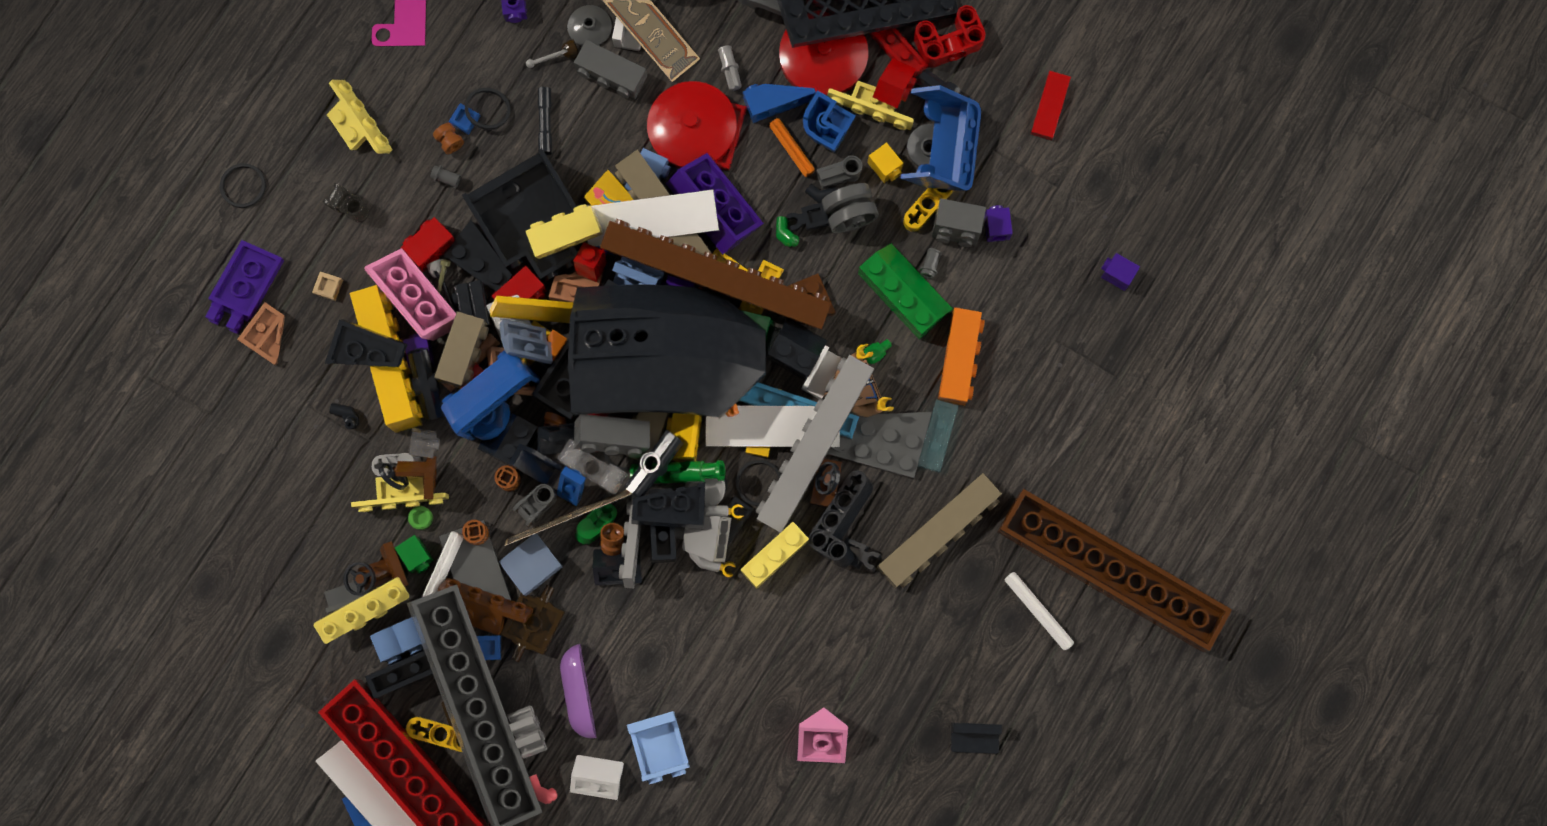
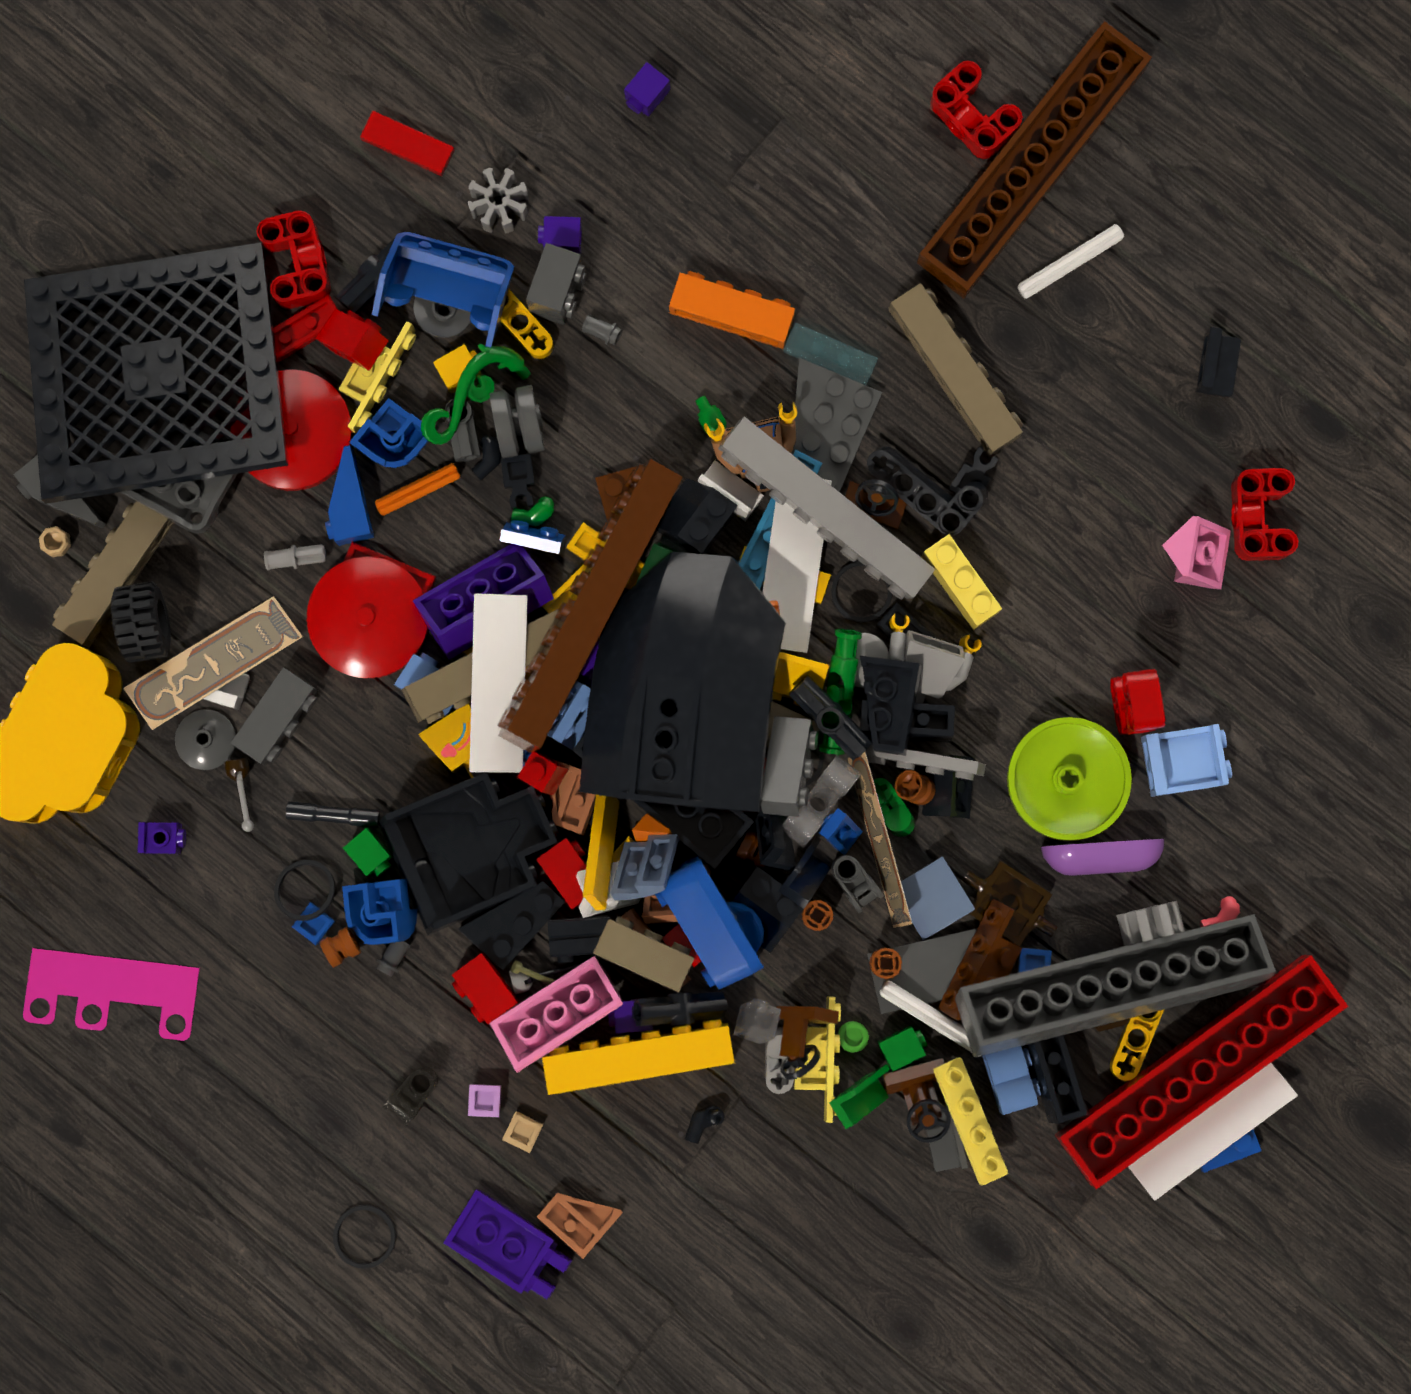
camera: 80 degrees left, 5 degrees up
(347, 255) = (484, 1100): none -> lavender plate
(354, 121) = (296, 1074): light yellow bracket -> none
(362, 346) = (626, 1082): black wing -> none
(372, 526) = (860, 1098): none -> green panel
(475, 161) = (379, 911): none -> blue brick
(518, 148) = (369, 853): none -> green brick
(564, 231) = (501, 799): light yellow brick -> none
(596, 777) = (1213, 843): white panel -> none
(632, 656) = (1069, 779): none -> lime dish
(695, 699) = (1137, 702): none -> red beam
(766, 233) = (542, 539): none -> plate
(859, 775) = (1249, 514): none -> red beam
(899, 192) = (466, 388): none -> green plant
(904, 290) = (634, 368): green slope -> none
(1027, 177) = (509, 197): none -> light grey gear
(1137, 514) = (965, 119): none -> red beam

